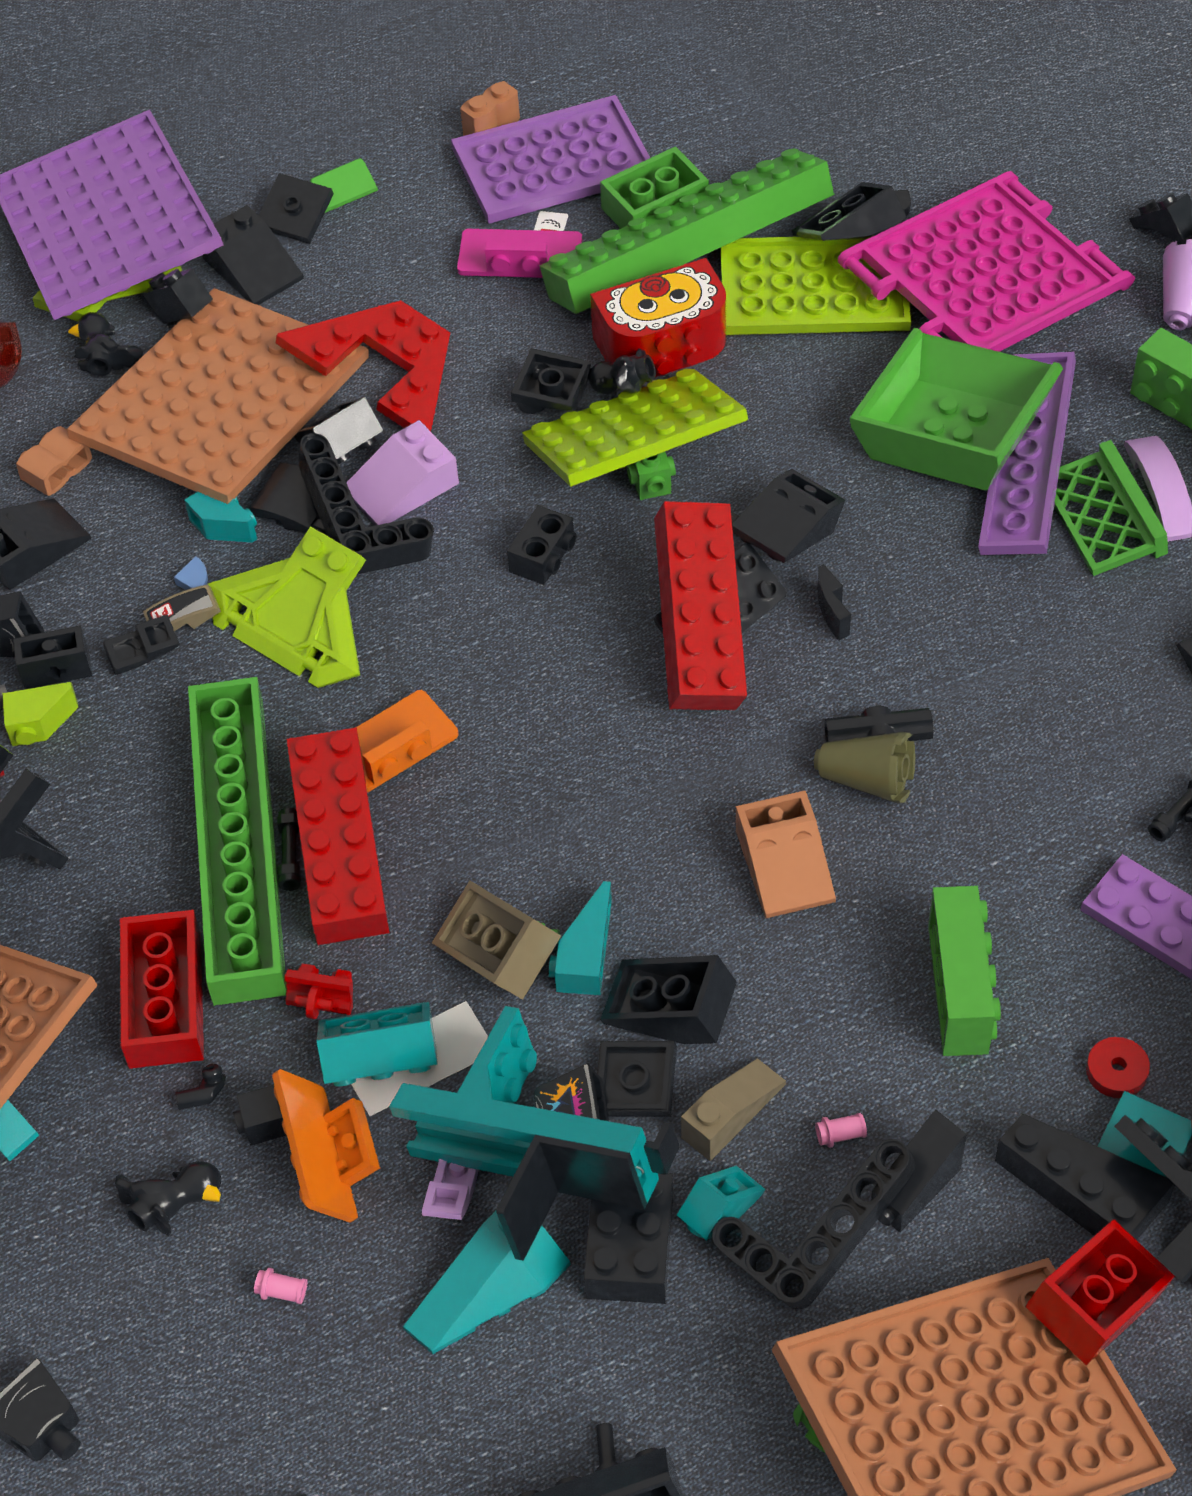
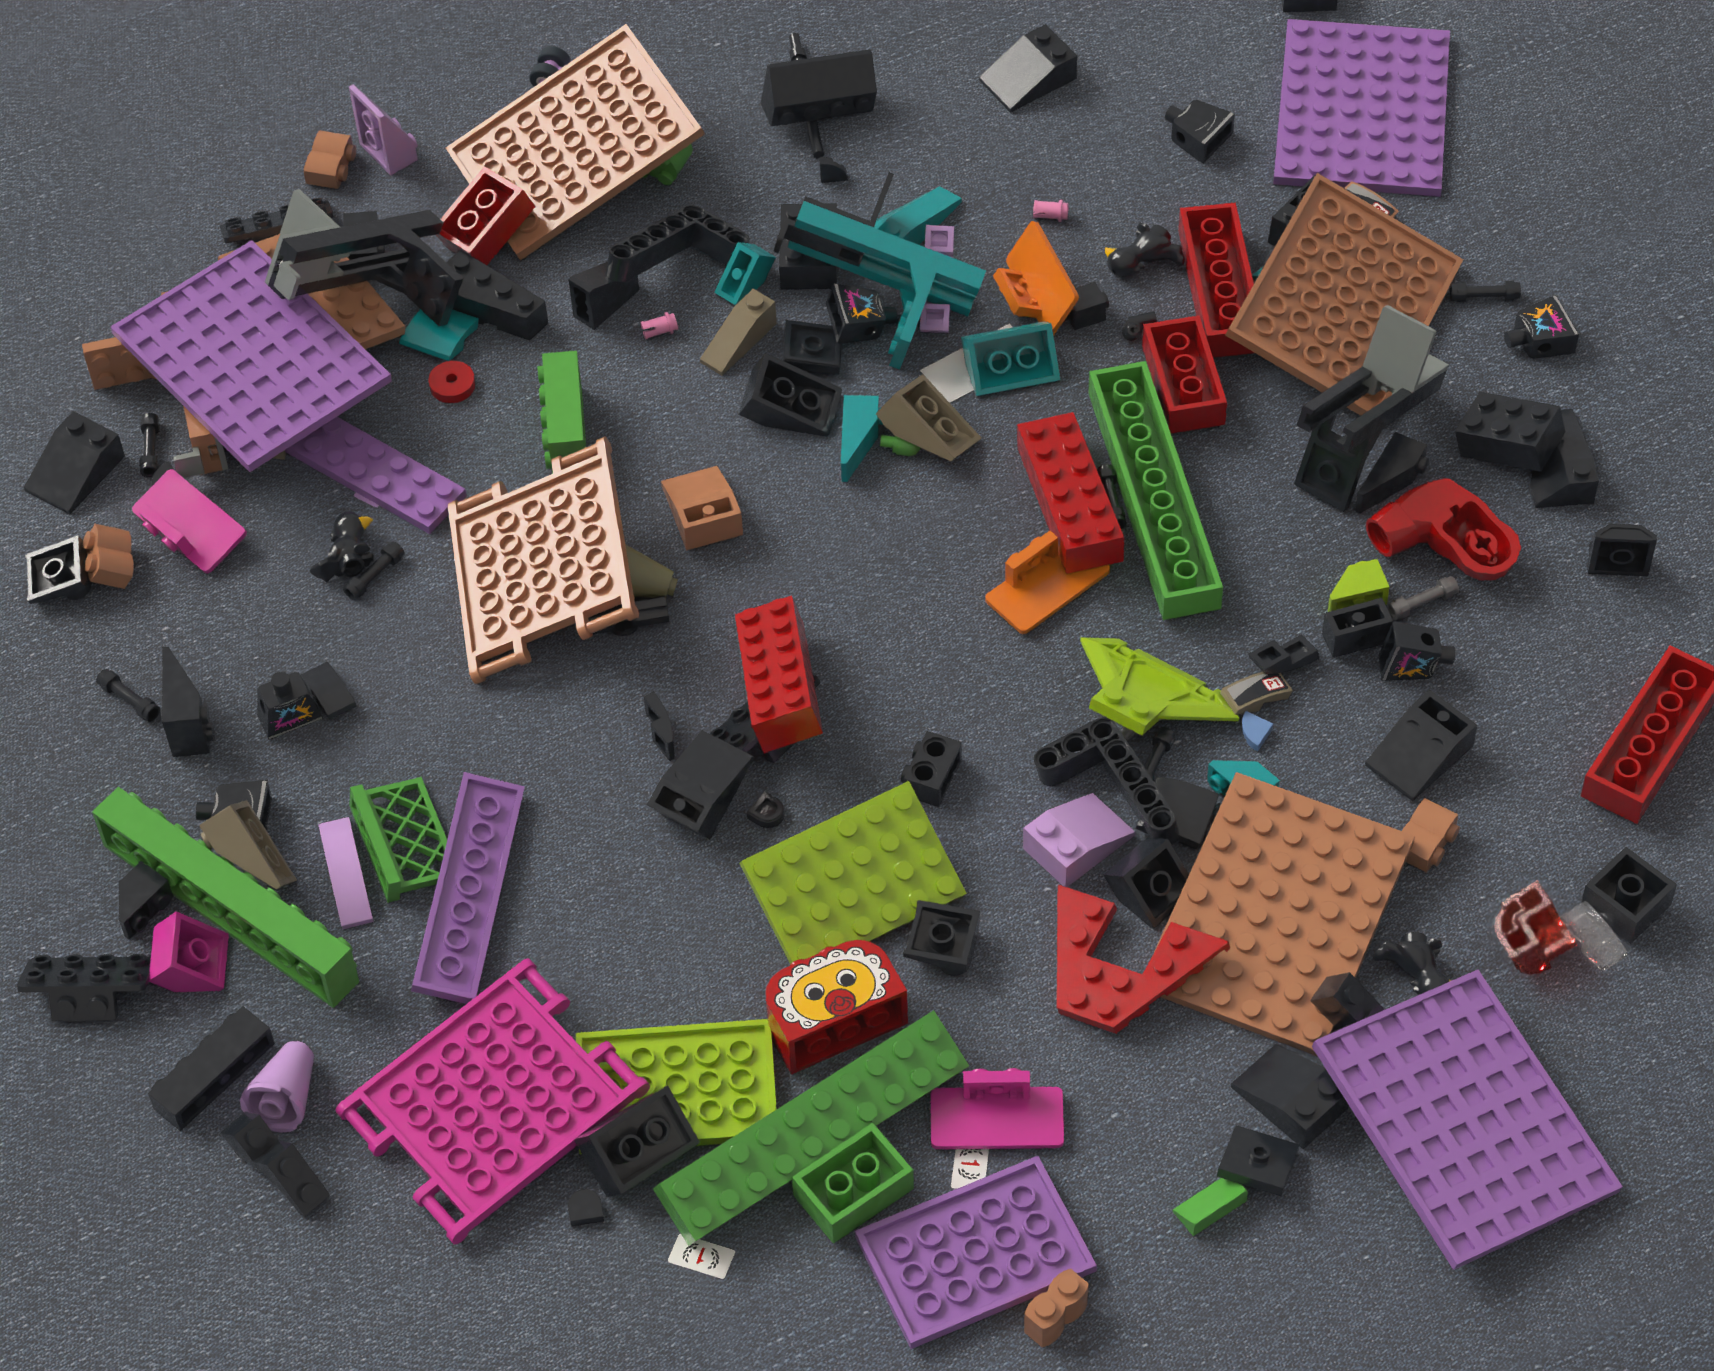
camera: 175 degrees right, 0 degrees up
(76, 1136) = (1216, 270): none -> red brick
(318, 991) = (1062, 384): red hips -> none
(585, 1382) = (831, 171): none -> black tile
(626, 373) = (860, 925): black animal -> none
(951, 408) = (534, 898): bright green piece -> none
(977, 762) = (540, 559): none -> plate

